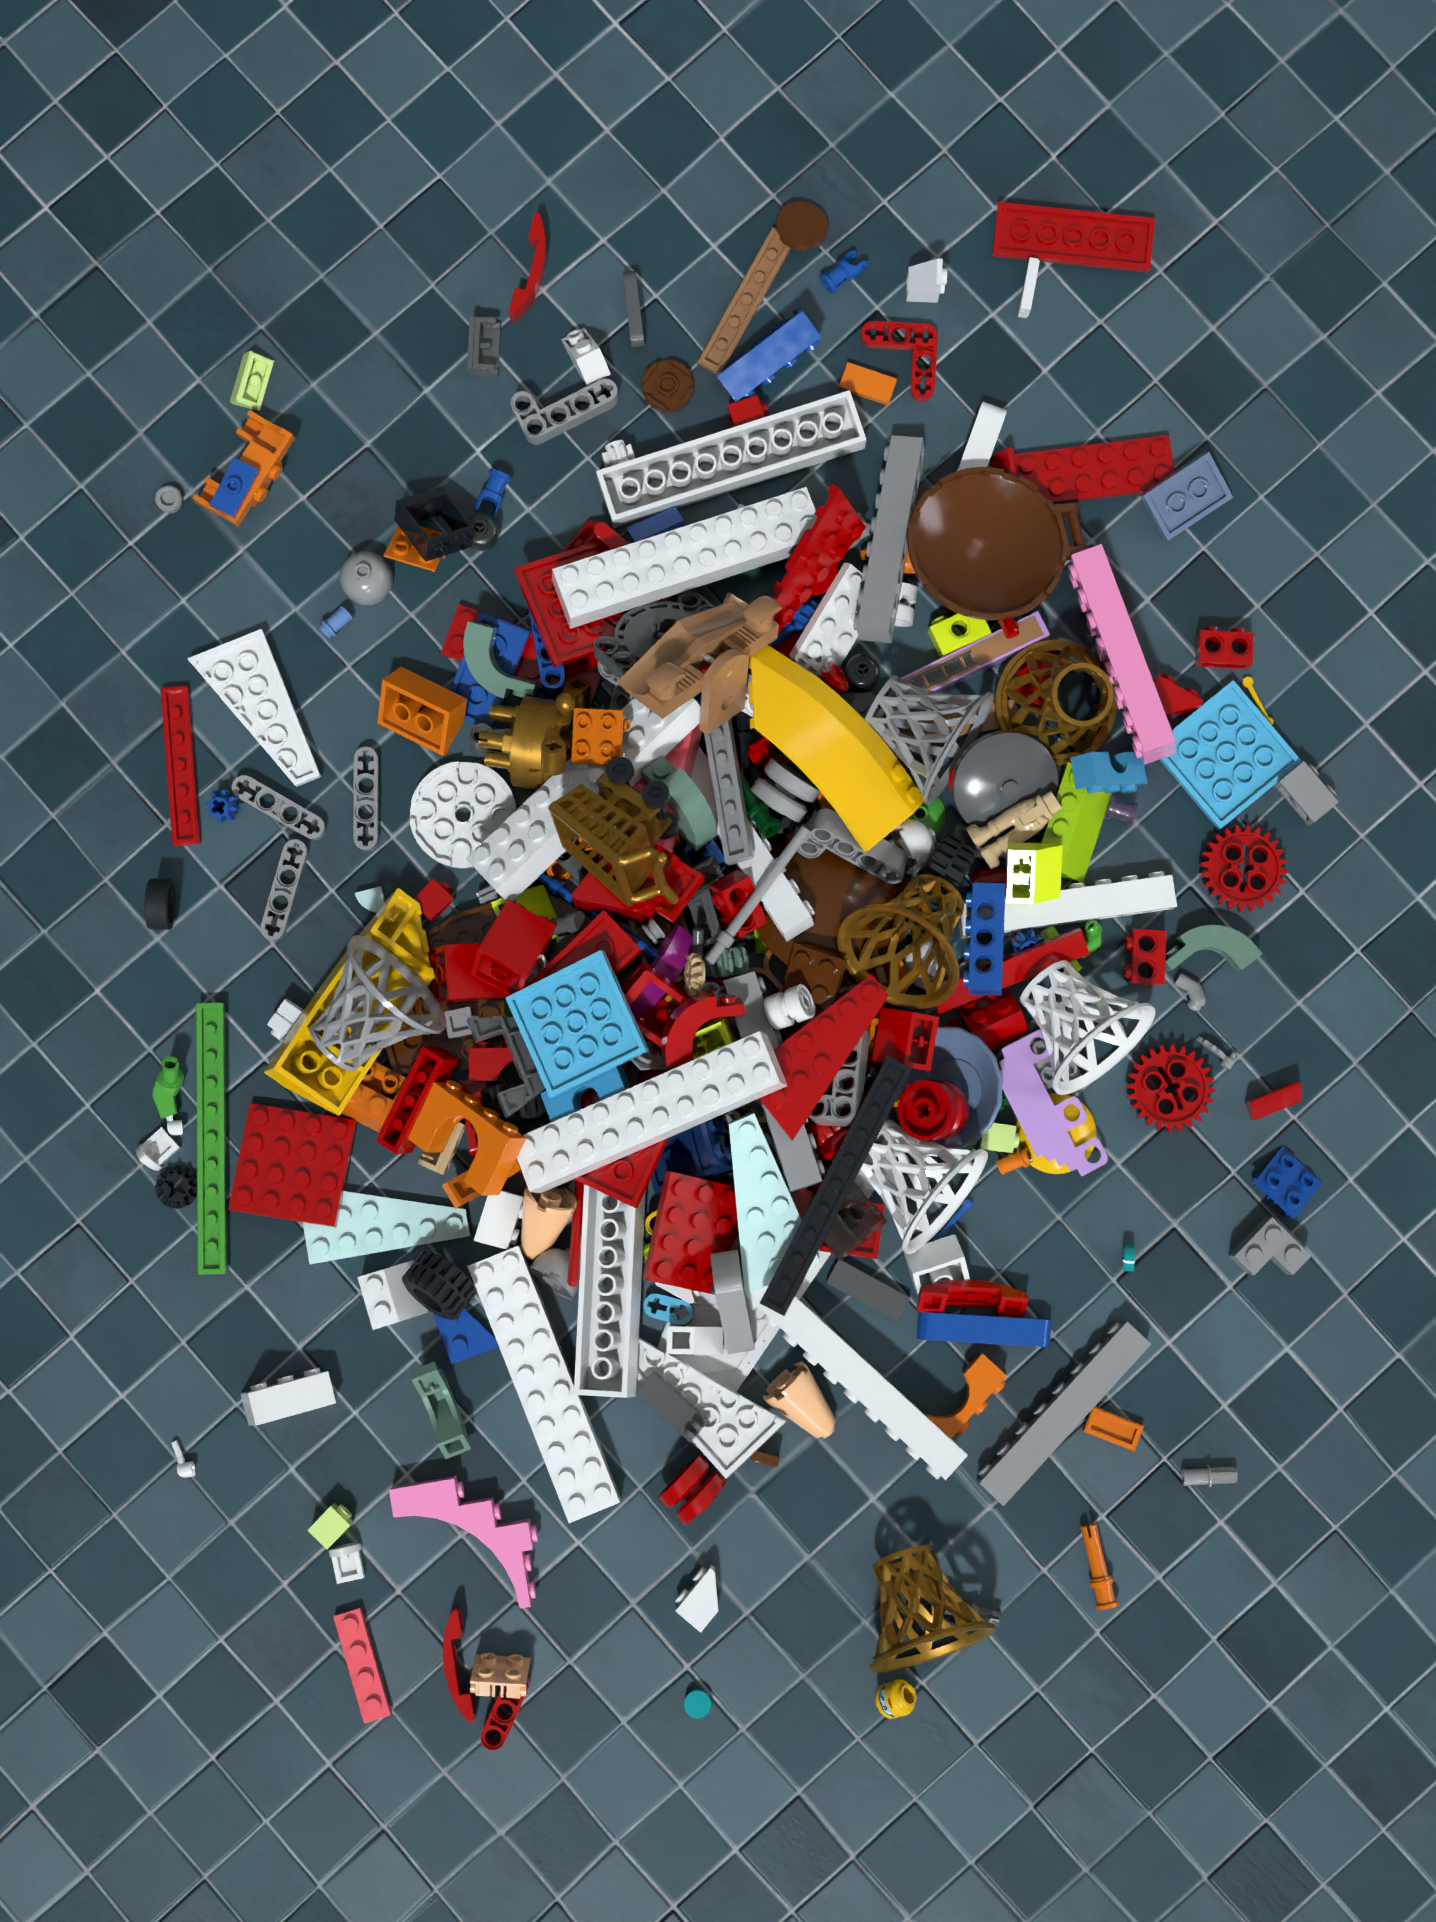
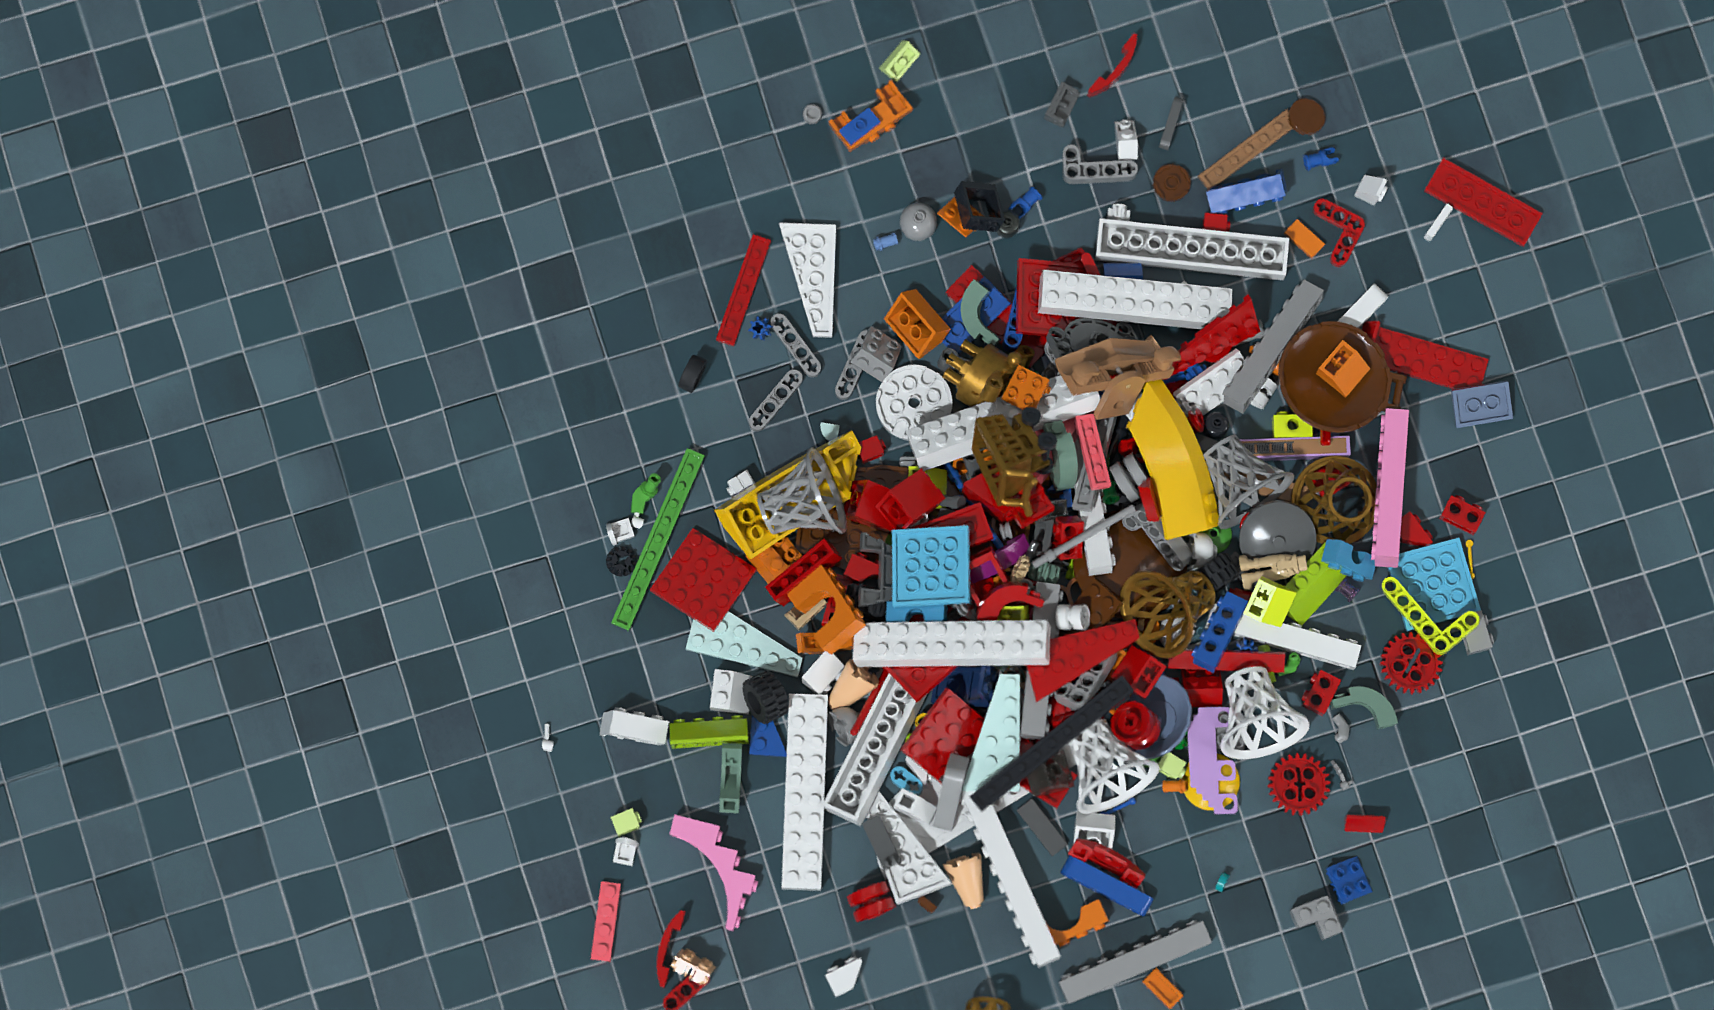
camera: 20 degrees right, 5 degrees down
(386, 1362) = (708, 733): none -> lime slope
(387, 773) = (877, 354): none -> light grey bracket
(457, 1022) = (852, 535): light grey plate -> none
(720, 779) = (1092, 452): none -> coral plate
(823, 811) = (1149, 500): none -> red slope
(994, 527) = (1343, 369): none -> orange slope
(1239, 806) = (1425, 621): none -> neon yellow beam

